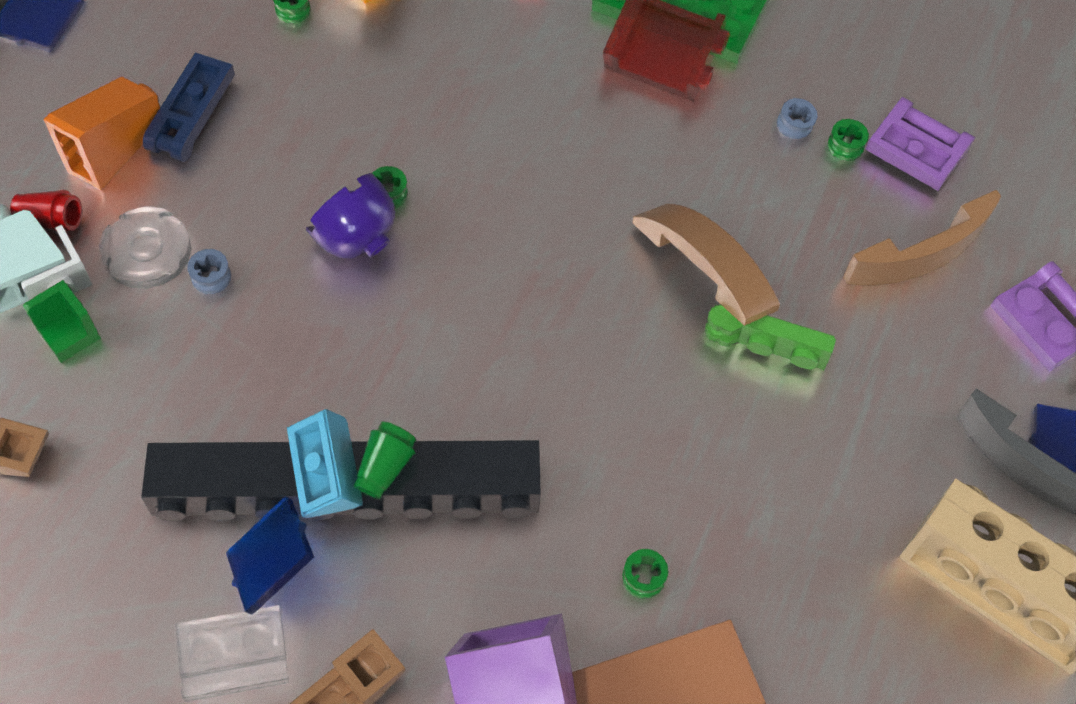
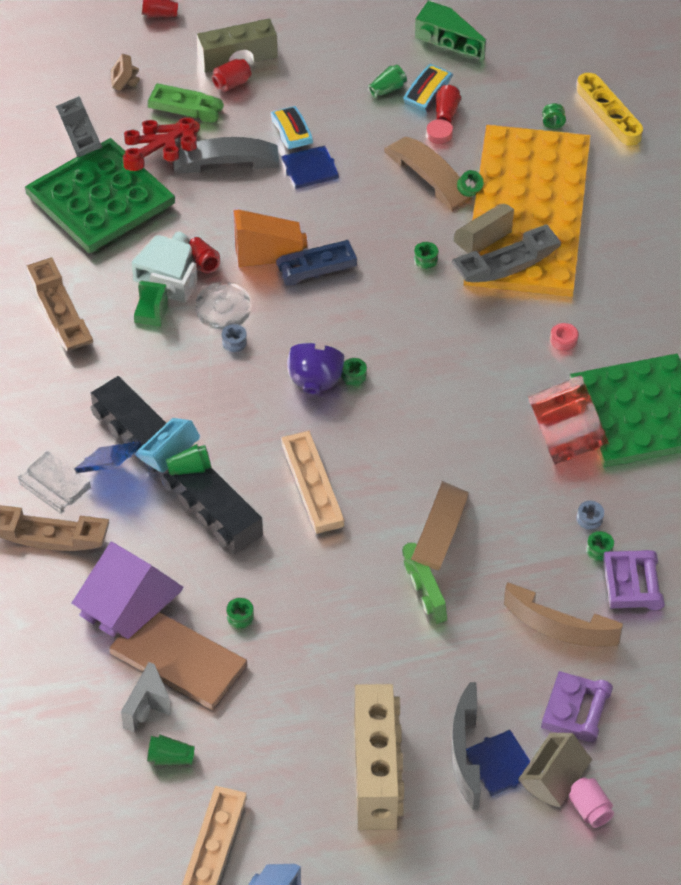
camera: 55 degrees right, 10 degrees down
(515, 346) = (312, 482): none -> light nougat plate

